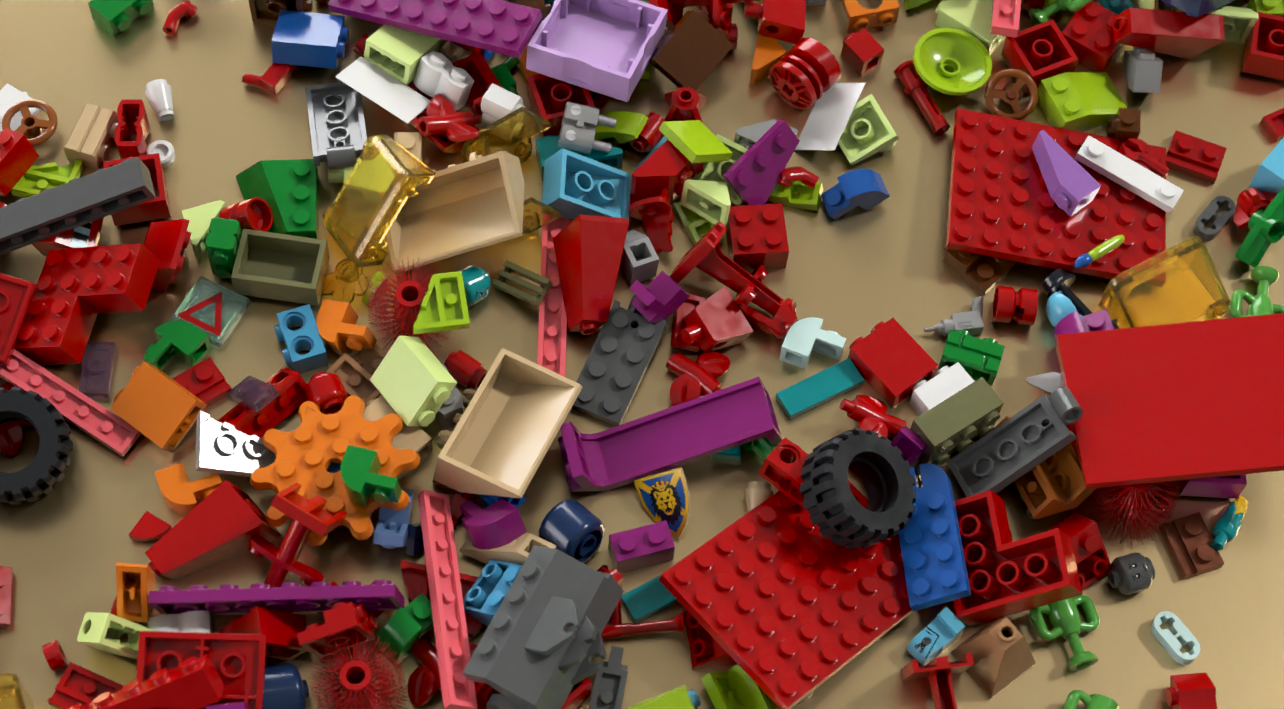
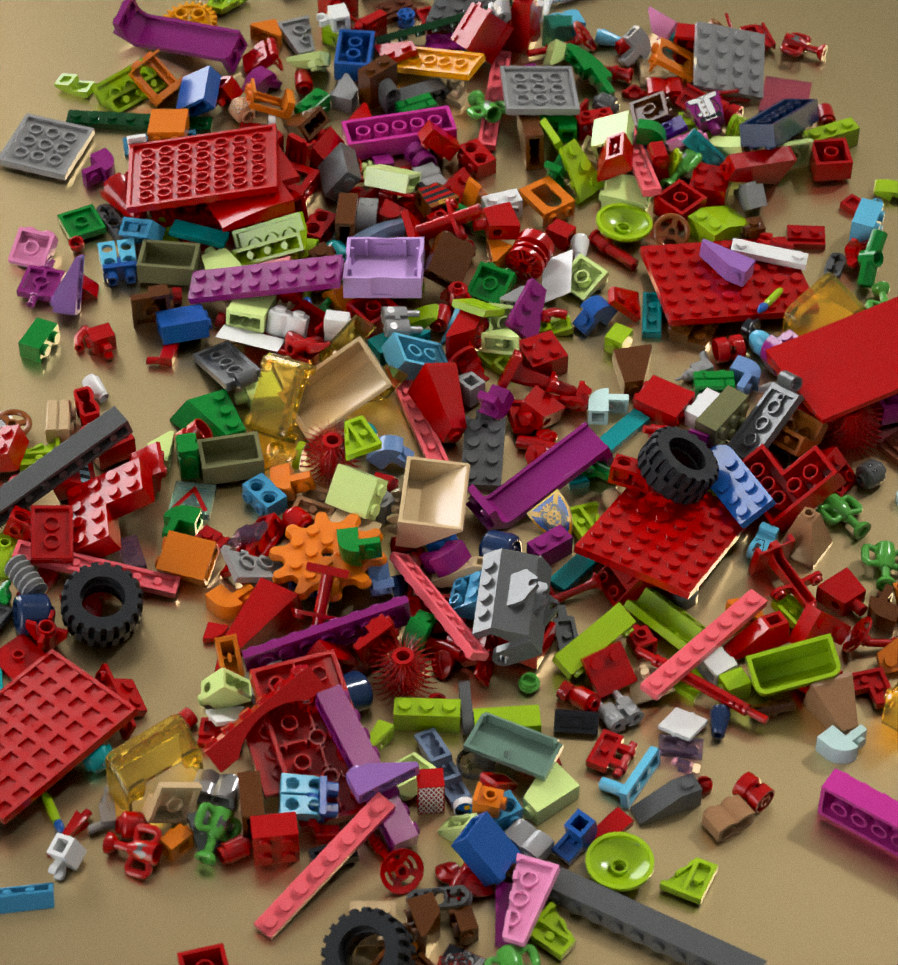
camera: 15 degrees left, 15 degrees down
(104, 672) = (222, 716): none -> white piece
(199, 29) = (101, 340): none -> red brick
(495, 323) = (391, 451): none -> medium blue brick
(506, 275) = (399, 422): olive tile -> none
(708, 515) = (584, 517): none -> lime wing
(736, 101) = (491, 282): none -> green plate
(871, 242) = (618, 337): none -> lime brick
(872, 294) = (632, 367): none -> reddish brown slope
(880, 78) = (579, 244): none -> white cone
(903, 187) = (626, 302): none -> red wing
(932, 217) = (651, 316): none -> teal tile
(1024, 356) = (746, 374): none -> medium blue brick

